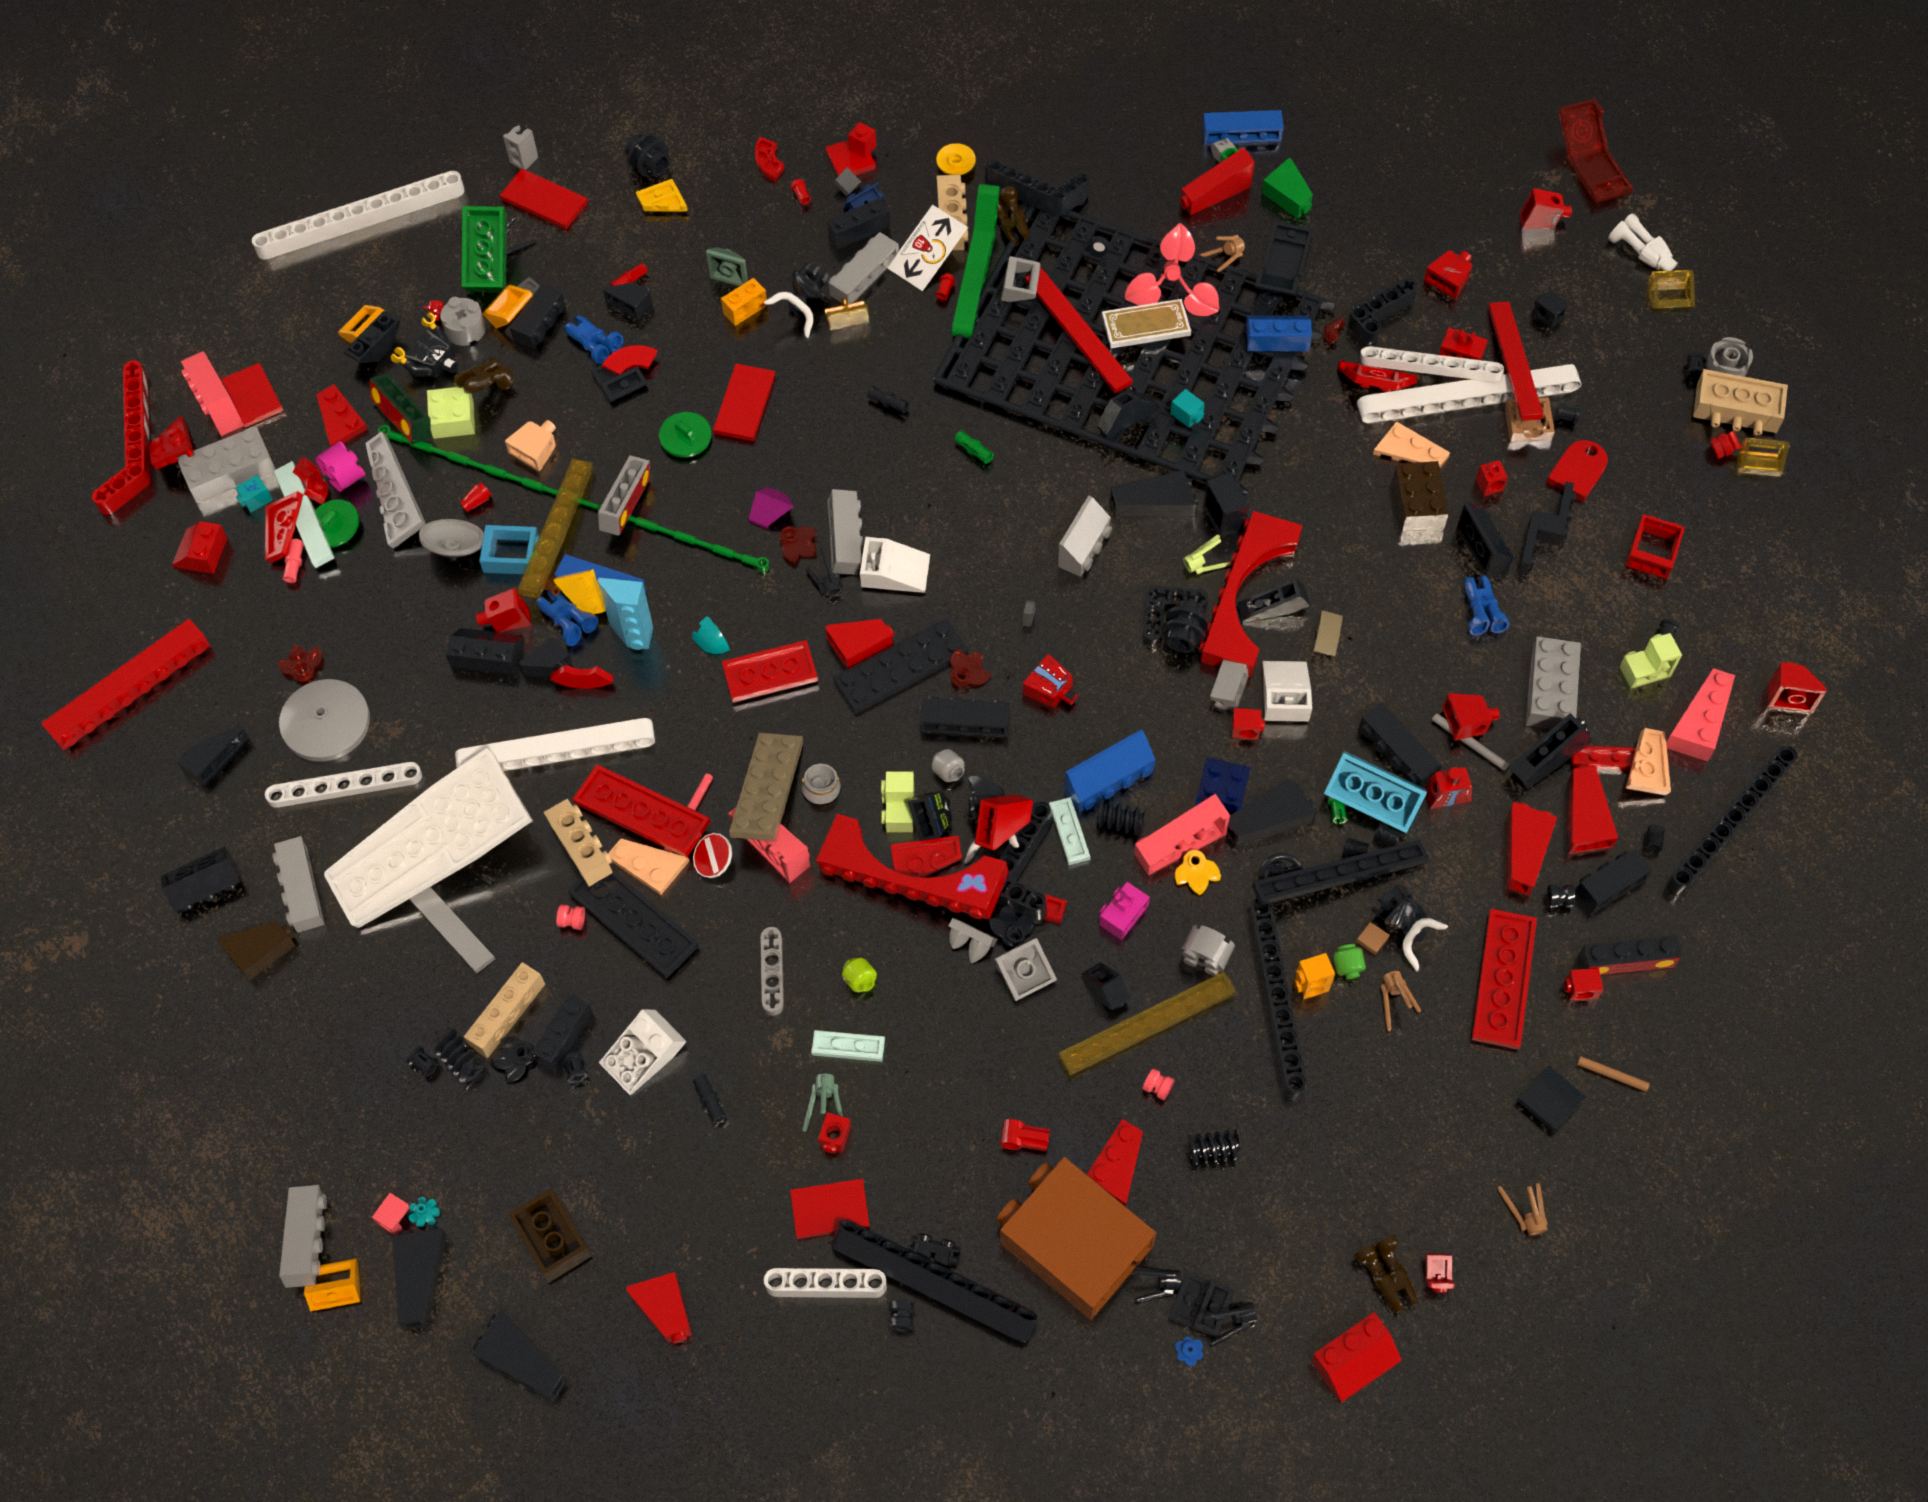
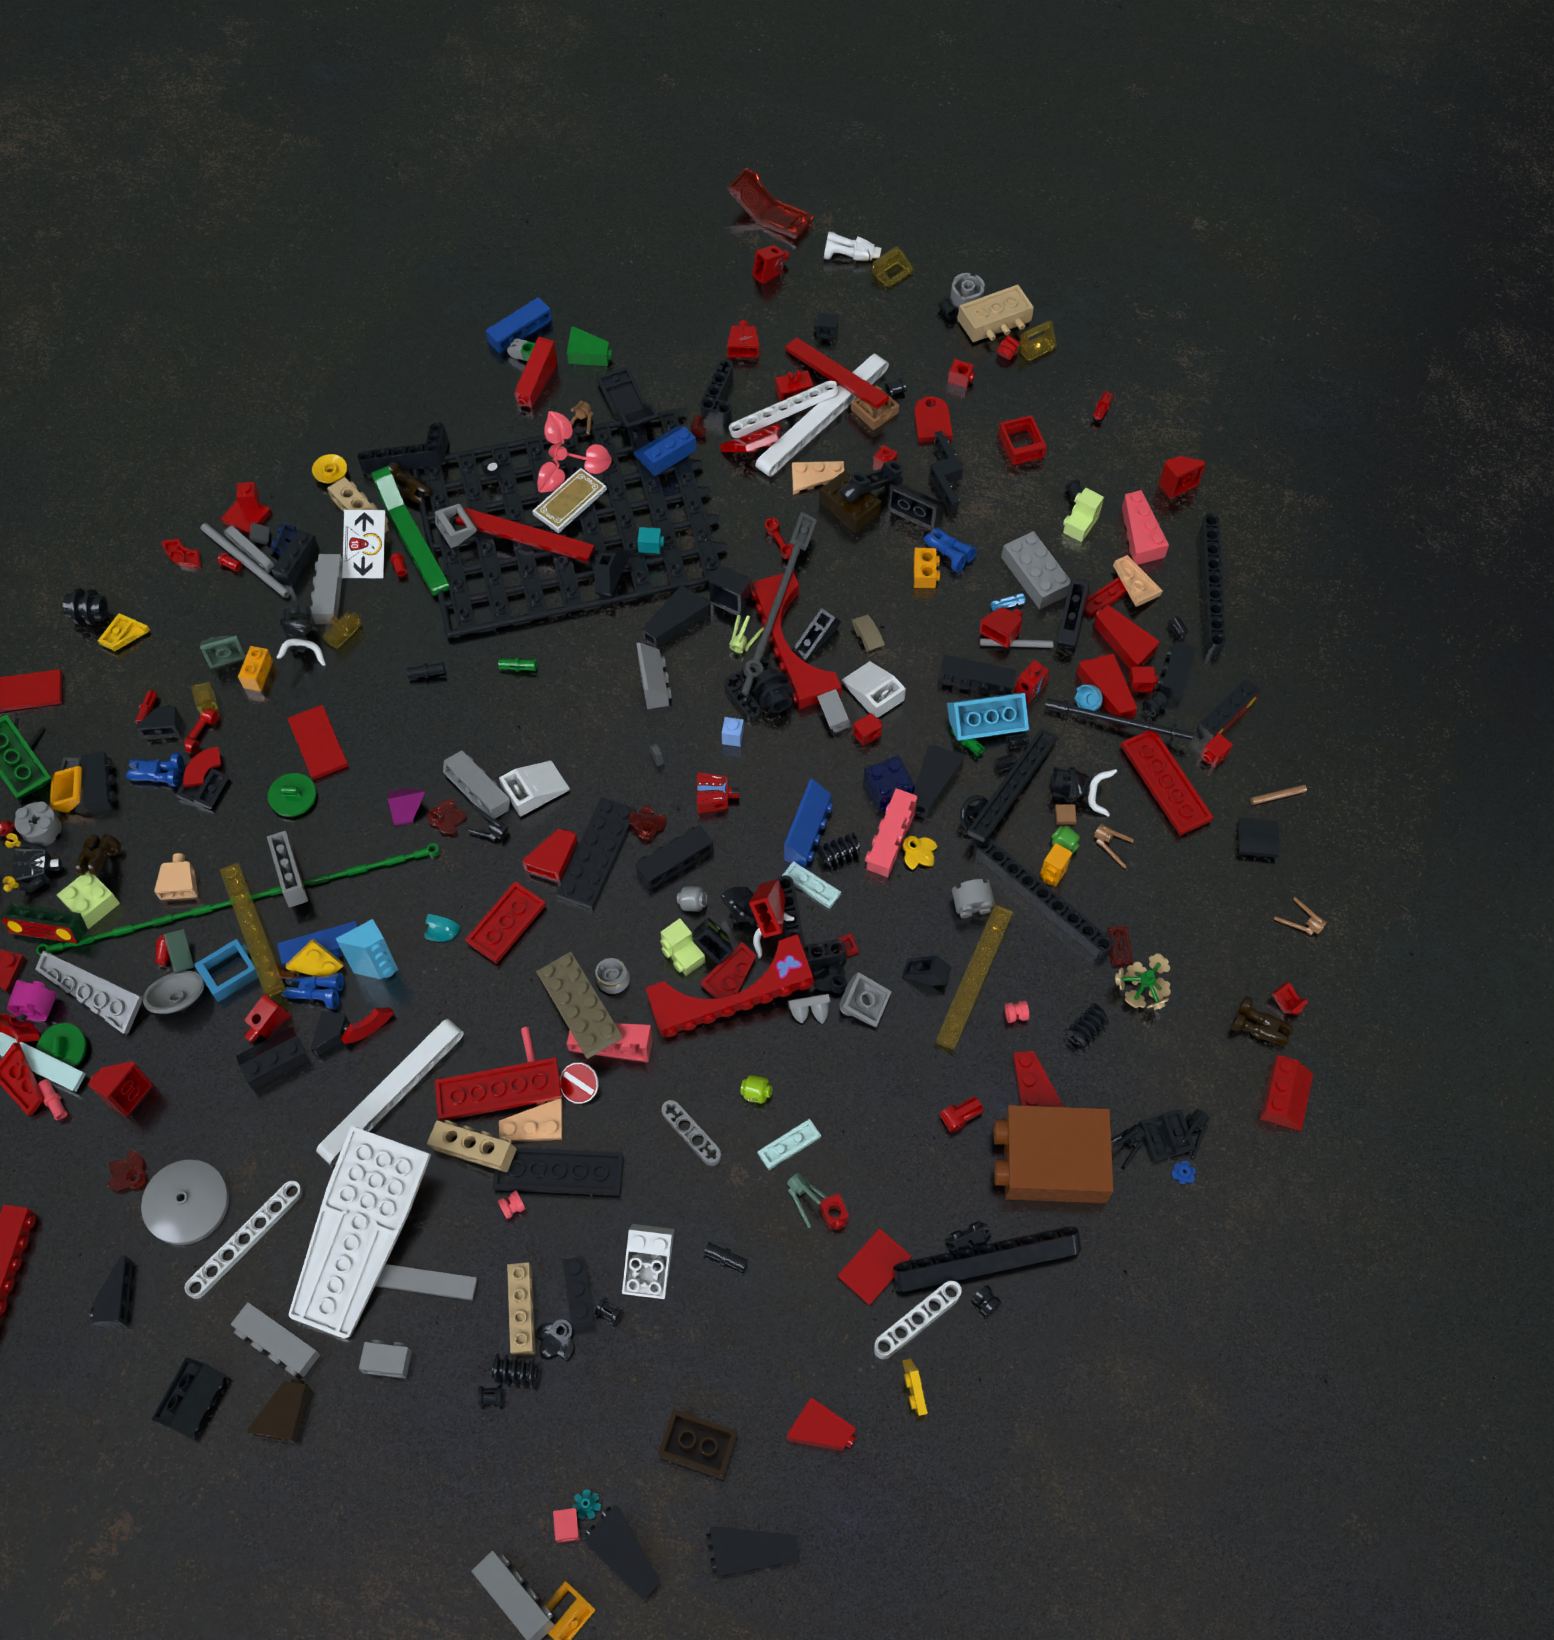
camera: 40 degrees left, 0 degrees up
(346, 586) = (121, 1086): none -> red slope
(367, 967) = (385, 1359): none -> light grey brick
(484, 505) = (178, 950): none -> sand green slope
(672, 318) = (208, 716): none -> red bar
(682, 300) = (204, 697): none -> clear yellow brick
(772, 1327) = (913, 1382): none -> yellow wing
(816, 199) = (250, 564): none -> light grey piece
(826, 189) = (248, 549): none -> light grey beam
(1115, 639) = (732, 731): none -> light blue brick
(1123, 910) = (895, 912): dark pink brick -> none
(1305, 1115) = (1121, 960): none -> clear red tile
(1307, 1138) = (1147, 979): none -> tan plant
(1322, 474) = (773, 529): none -> red bar
(1332, 499) = (800, 540): none -> dark grey bar
(1437, 483) = (863, 483): none -> black plate
(1438, 607) = (924, 568): none -> light orange brick
(1463, 836) = (1064, 708): none -> black bar
(1494, 843) = (1089, 697): none -> medium azure hair
(1498, 696) = (1008, 601): none -> dark azure axle
(1569, 863) = (1142, 679): none -> red brick
(1649, 440) = (961, 373): none -> red brick
(1776, 566) = (1102, 405): none -> red axle

